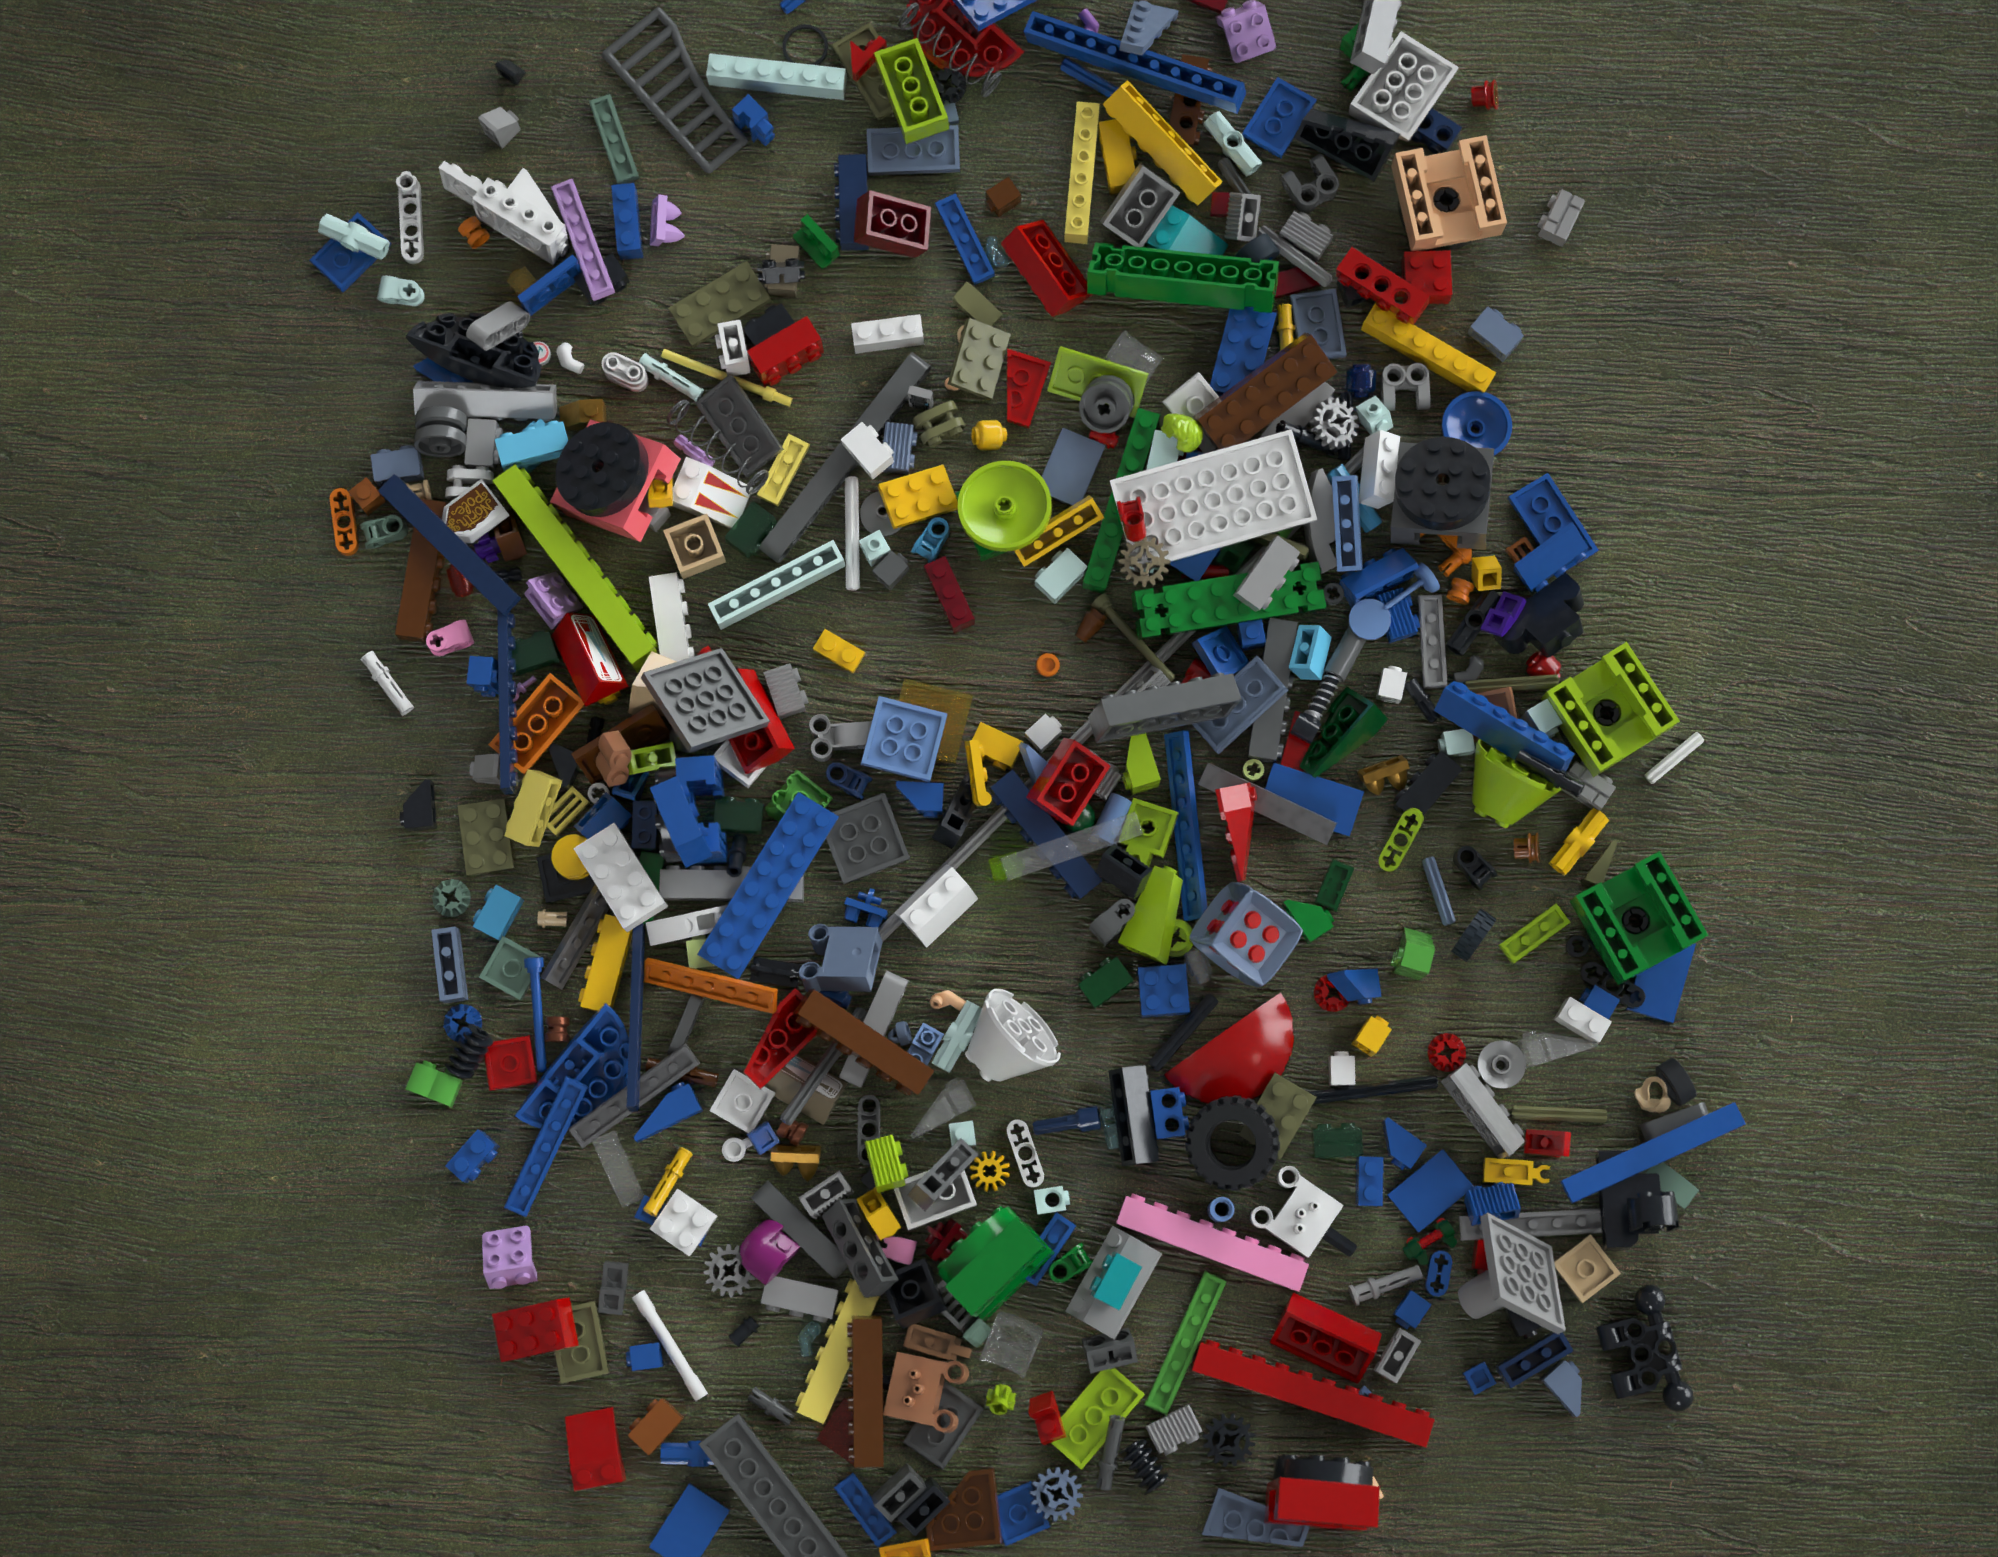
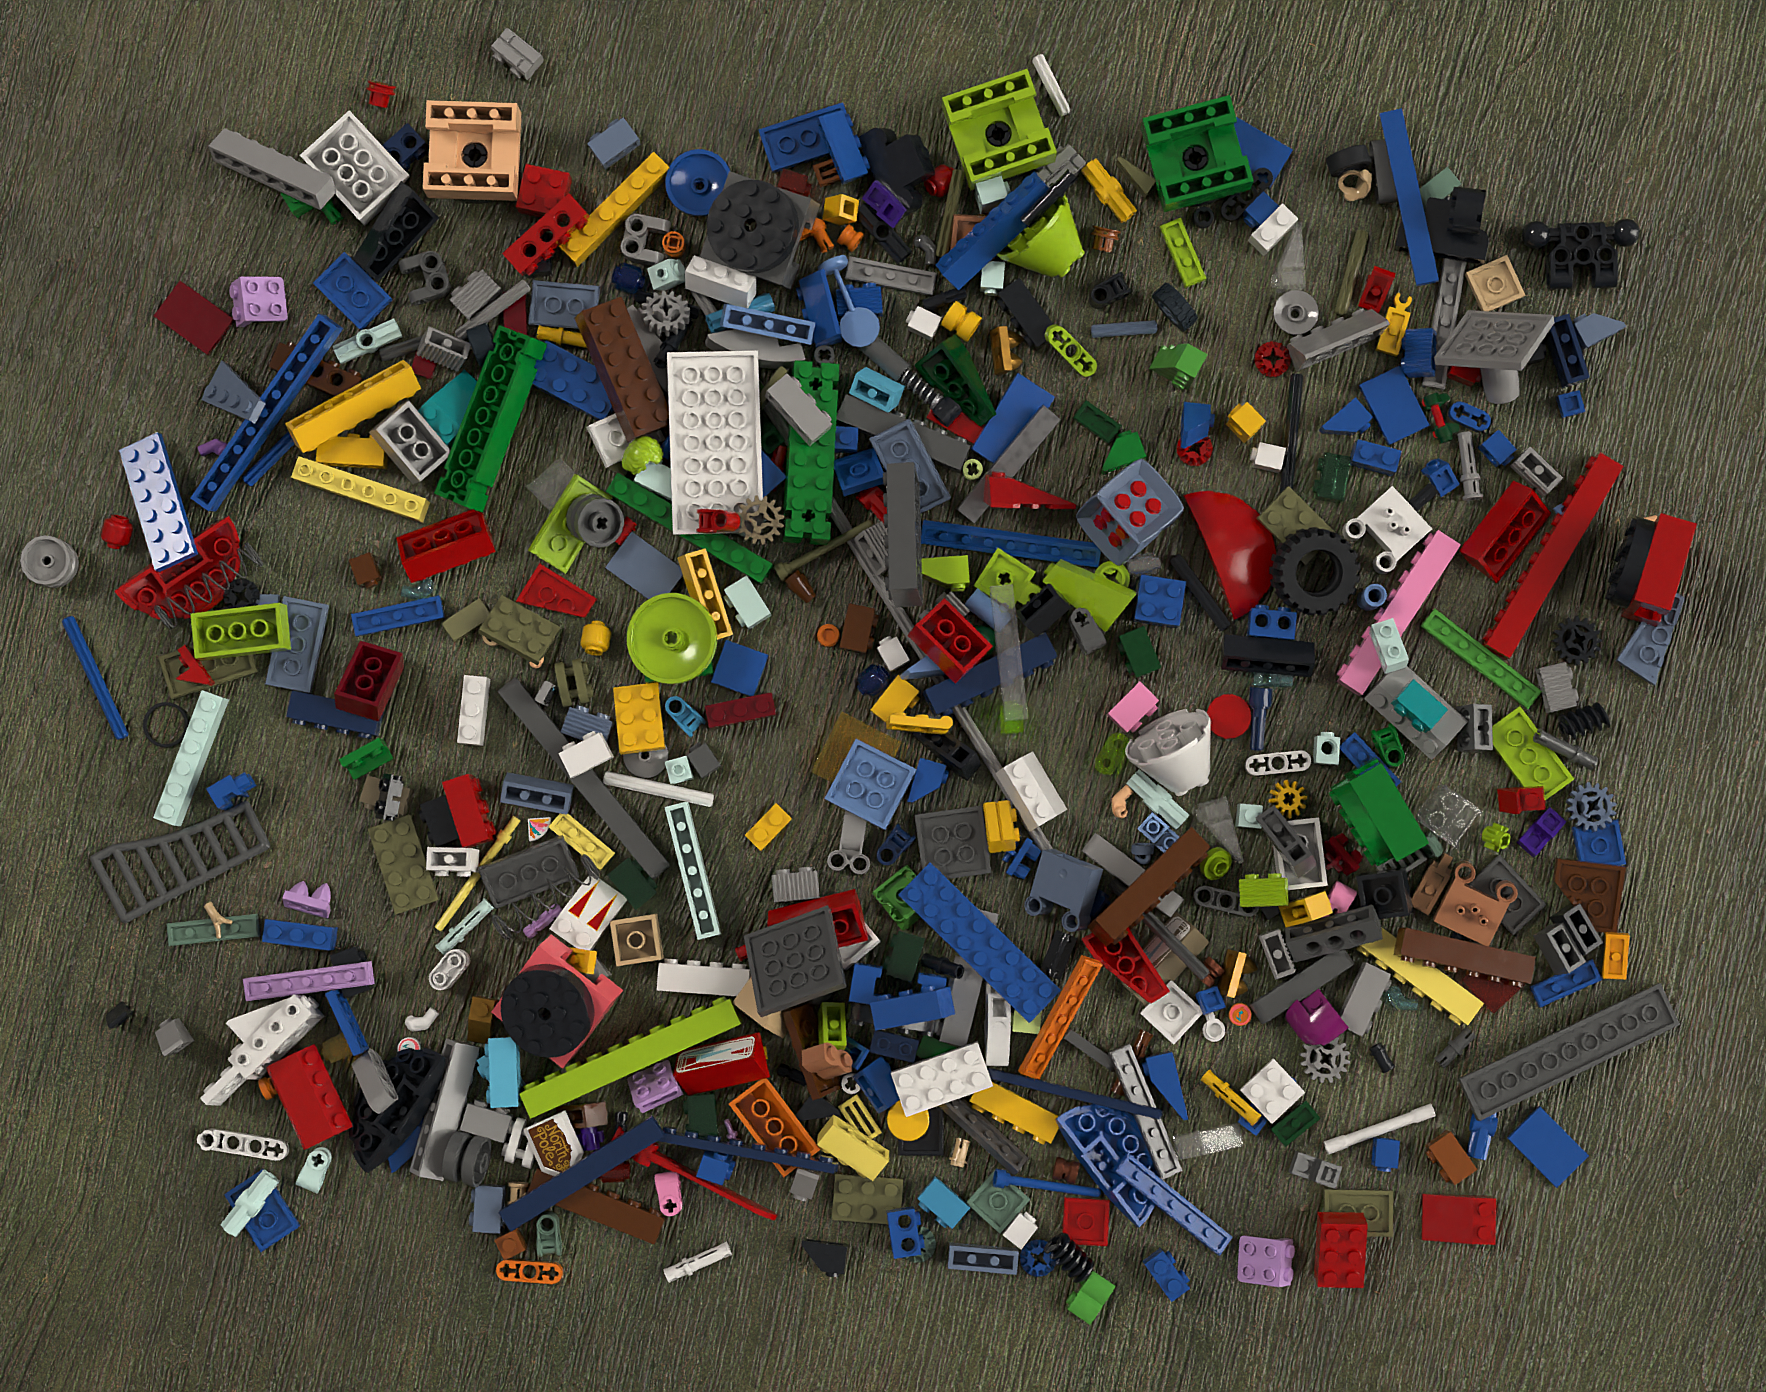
camera: 75 degrees left, 5 degrees up
(457, 872) = (899, 1233): none -> blue brick
(469, 267) = (309, 1096): none -> red slope
(483, 610) = (651, 1154): none -> red piece
(487, 997) = (1020, 1229): none -> white brick
(625, 138) = (216, 918): none -> tan bar
(656, 1255) = (1295, 1123): none -> dark green plate
(756, 1173) = (1239, 1014): none -> orange tile
(785, 425) = (538, 827): none -> tile
(819, 414) = (537, 793): none -> sand blue brick
(892, 880) = (1000, 827): none -> yellow brick
(905, 1111) = (1216, 863): none -> lime plate
(992, 585) = (739, 668): none -> blue tile
(994, 979) = (1111, 753): none -> clear neon green plate
(1011, 719) = (873, 680): none -> clear blue head
(1018, 1448) = (1541, 831): none -> dark purple slope
(1046, 989) = (1133, 708): none -> bright pink brick
(1061, 692) = (858, 628): none -> reddish brown brick
(1061, 1091) = (1229, 716): none -> red tile
(1172, 1236) = (1388, 646): none -> light aqua brick
(1367, 1256) = (1440, 476): none -> blue bracket
(1402, 723) = (960, 320): none -> yellow wheel
(1407, 422) = (674, 248): none -> orange wheel
(1500, 521) = (795, 182): none -> clear red brick

